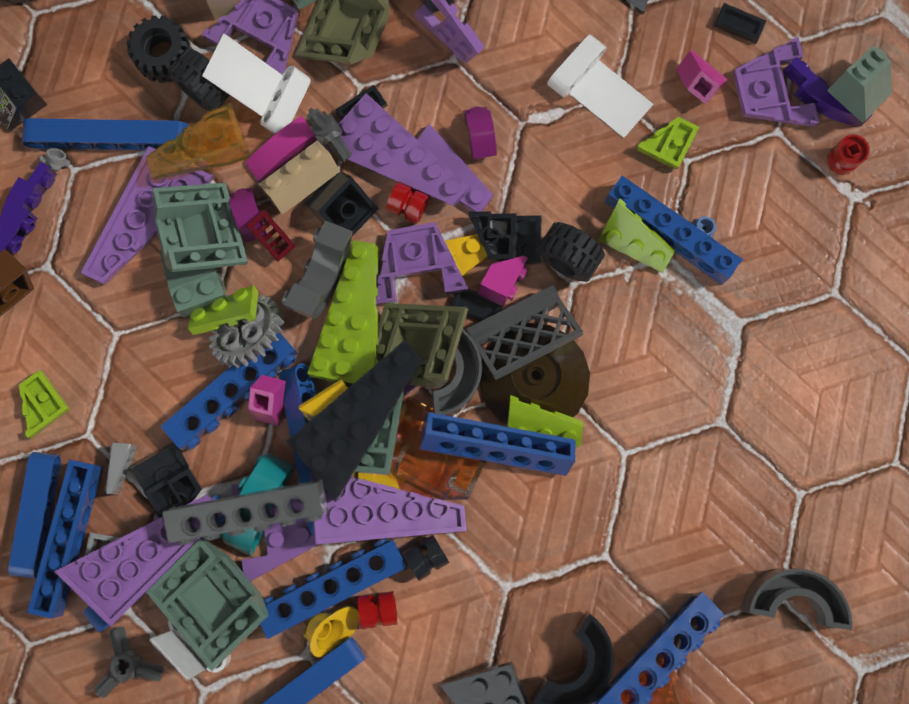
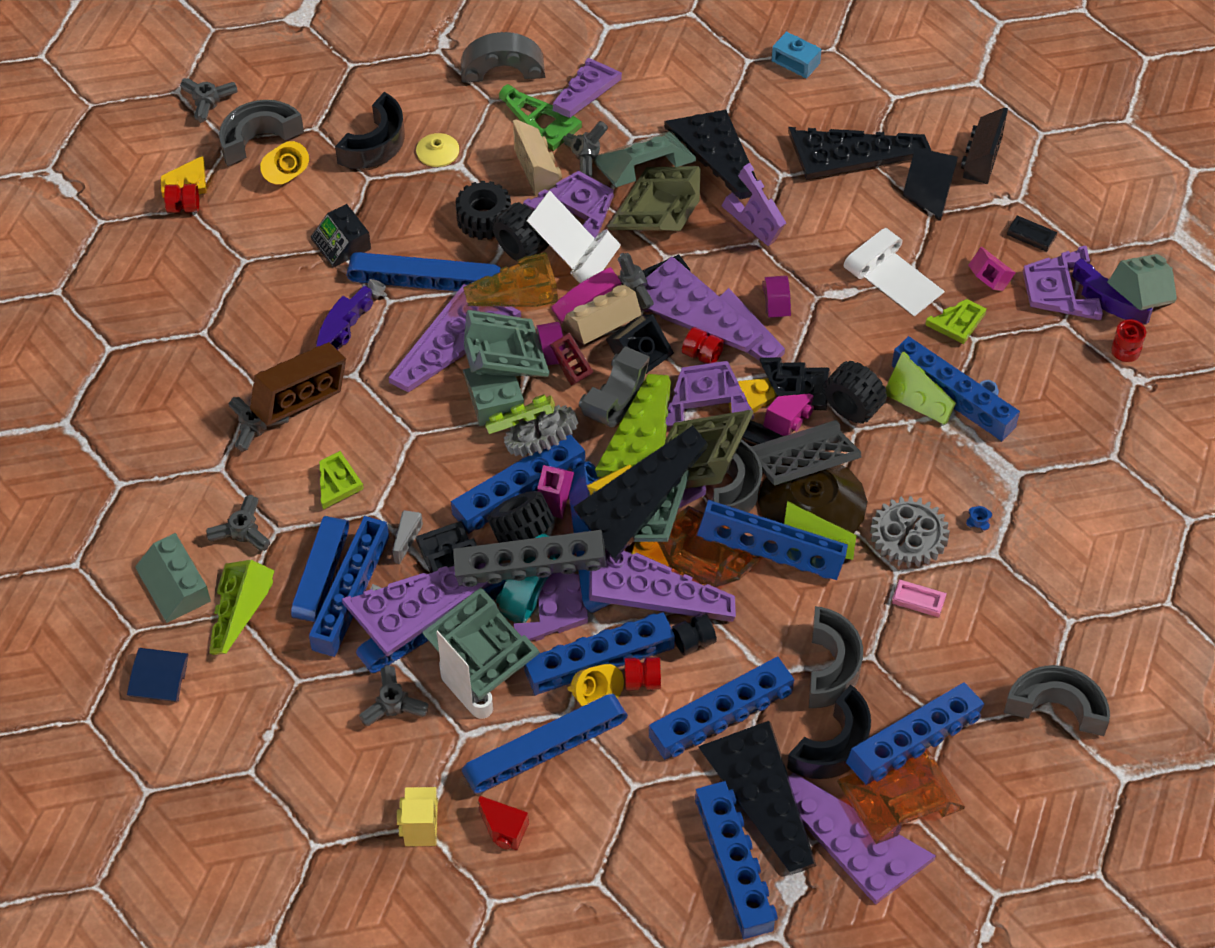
camera: 10 degrees right, 25 degrees down
(234, 446) = (521, 517): none -> black tyre
(414, 688) = (727, 696): none -> blue brick
(584, 576) = (846, 646): none -> dark grey brick
(649, 484) = (919, 598): none -> bright pink tile
(655, 420) = (891, 521): none -> light grey gear
(701, 377) = (979, 512): none -> blue plate

